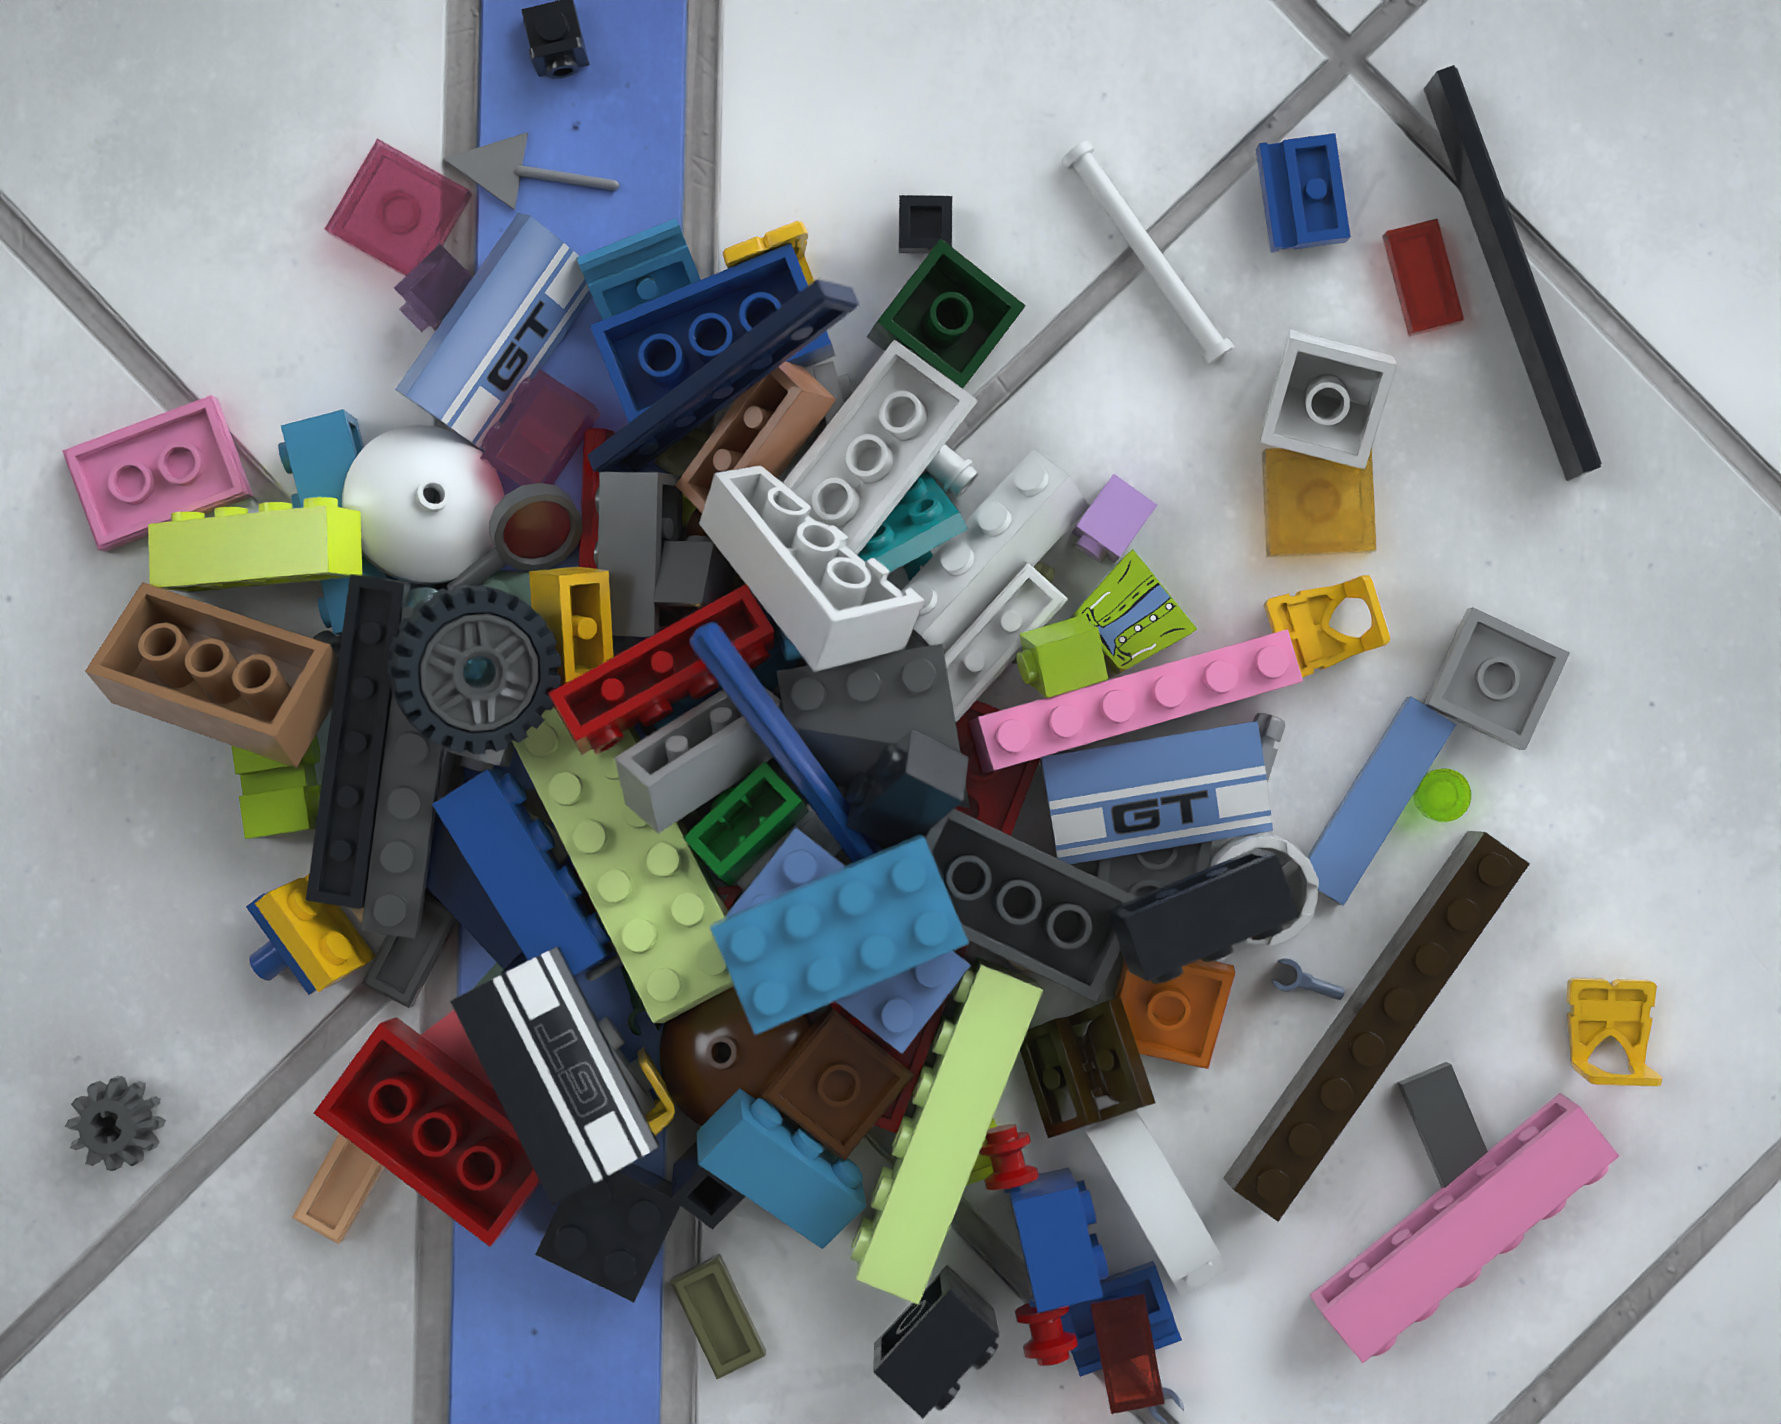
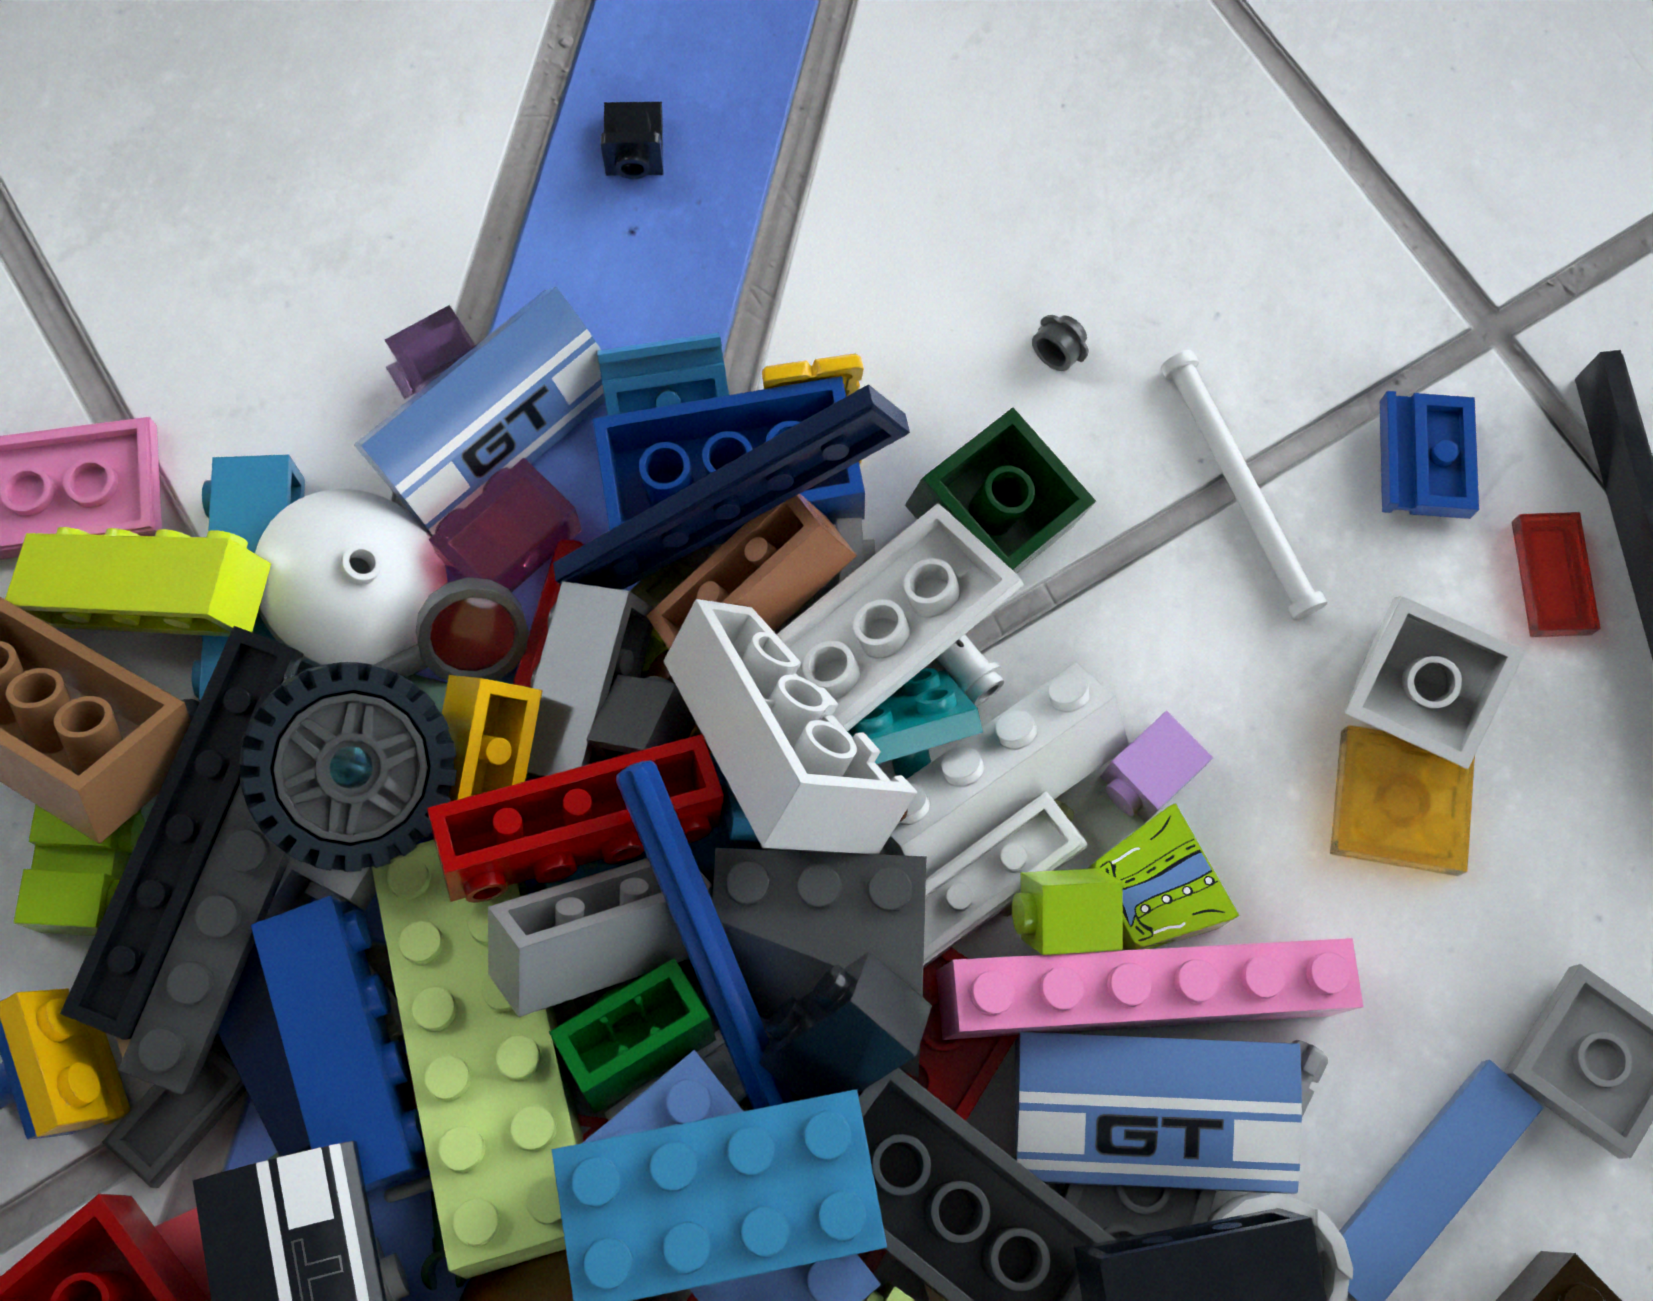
camera: 10 degrees right, 15 degrees down
(397, 209) = (414, 268): clear pink tile -> none
(500, 168) = (540, 253): light grey piece -> none
(923, 222) = (992, 394): black plate -> none
(971, 155) = (1060, 342): none -> dark grey plate
(1308, 623) = (1378, 931): yellow piece -> none
(1443, 795) = (1516, 1196): clear neon green tile -> none

